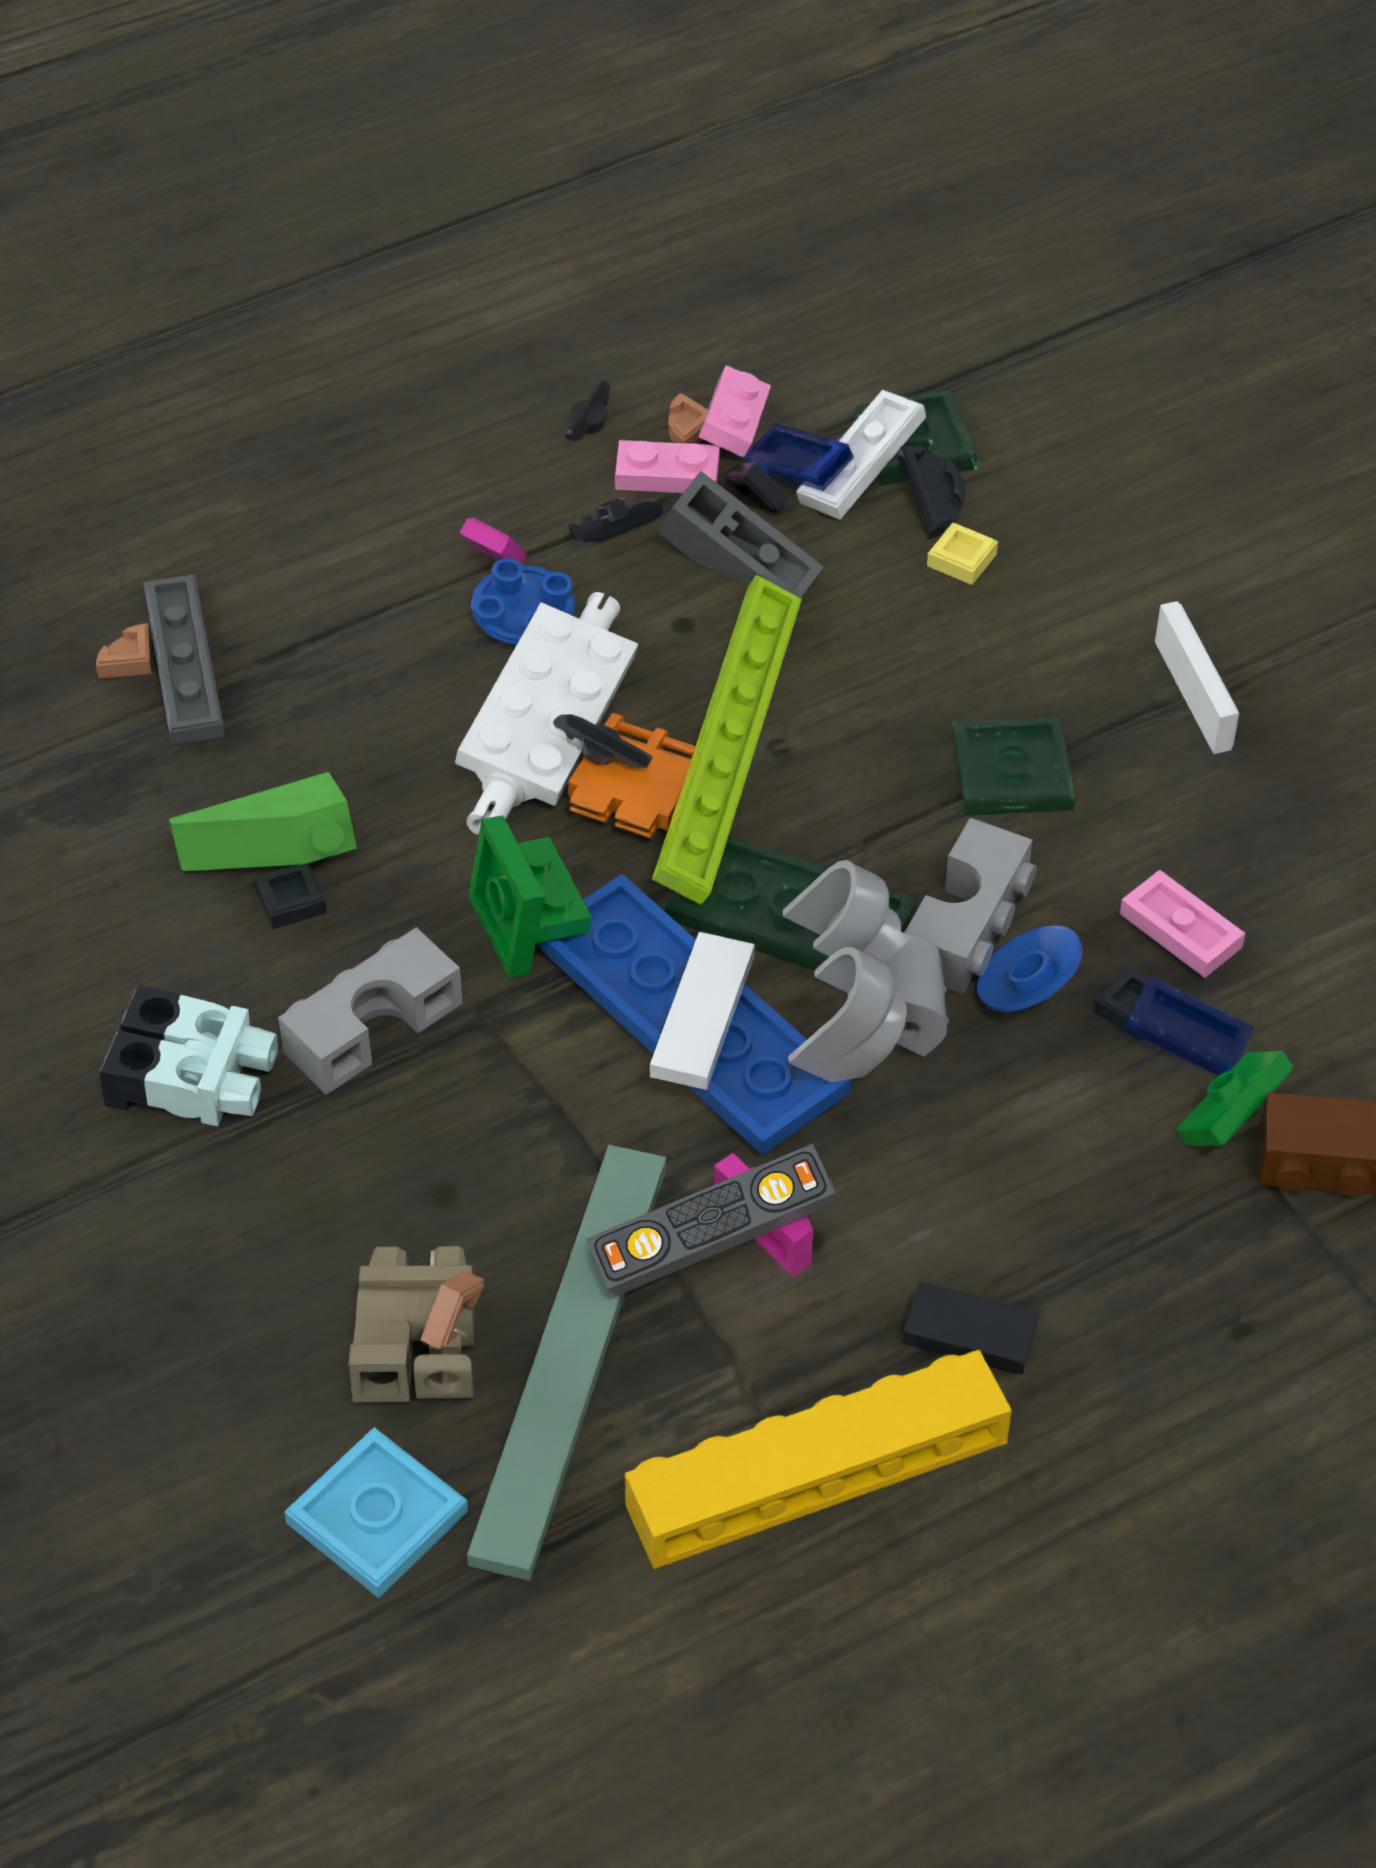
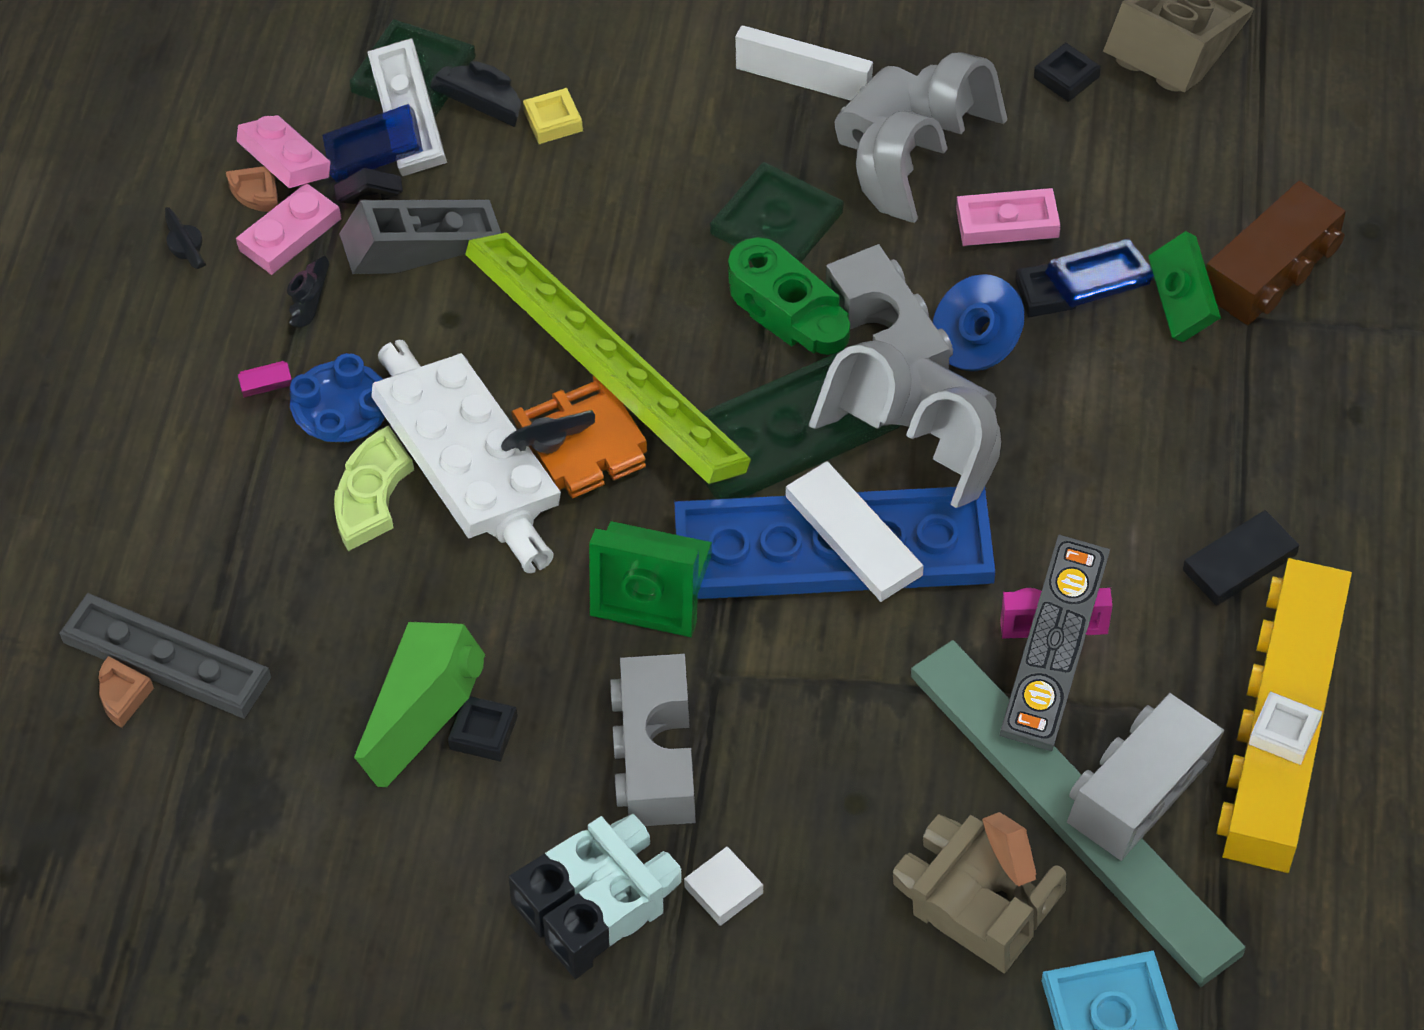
camera: 50 degrees left, 5 degrees up
(273, 1147) = (723, 886): none -> white tile
(442, 683) = (366, 487): none -> yellowish green tile
(636, 1377) = (1143, 775): none -> light grey brick
(773, 1450) = (1285, 728): none -> white tile
(920, 818) = (787, 297): none -> green piece
(1256, 781) = (910, 111): none -> light grey piece

